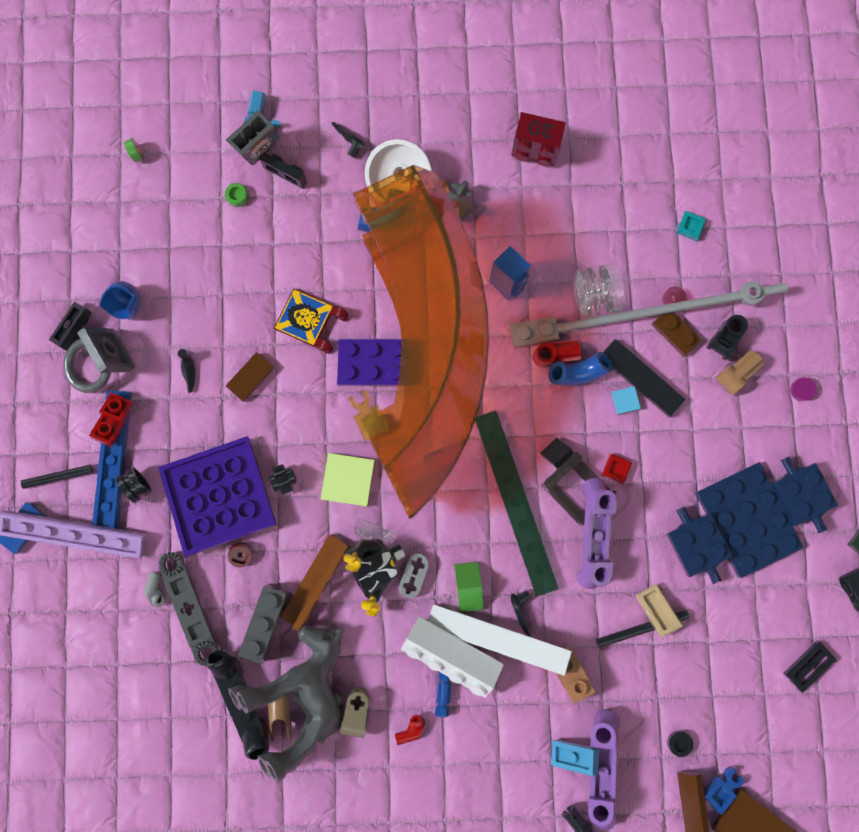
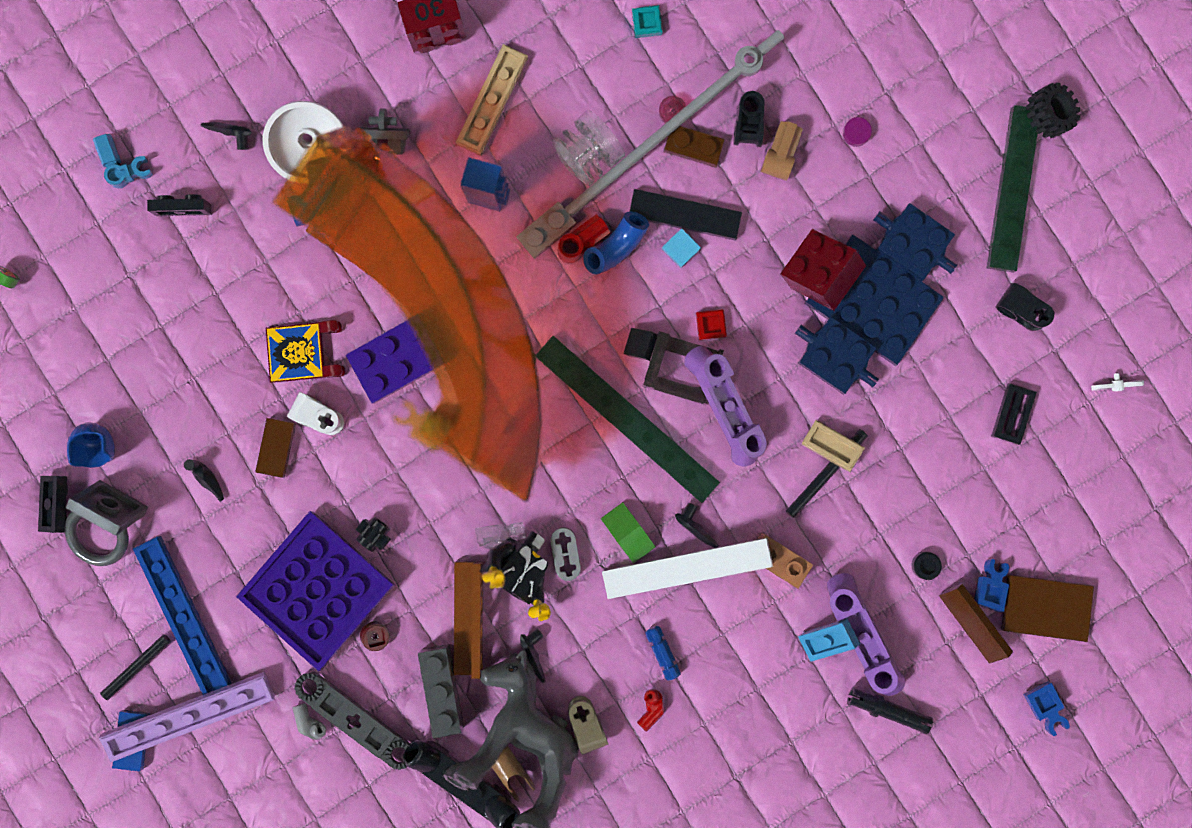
camera: 35 degrees left, 5 degrees up
(112, 419) = (157, 576): red slope -> none
(133, 484) = (221, 629): black wheel -> none
(236, 195) = (144, 262): bright green tile -> none
(253, 138) = (126, 194): dark grey torso -> none
(291, 368) = (313, 414): none -> white piece
(347, 479) = (440, 495): yellowish green tile -> none
(347, 626) = (532, 655): none -> black bar
(452, 657) = (651, 613): white brick -> none
(547, 219) = (492, 100): none -> tan tile
(724, 475) = (823, 269): none -> dark red brick

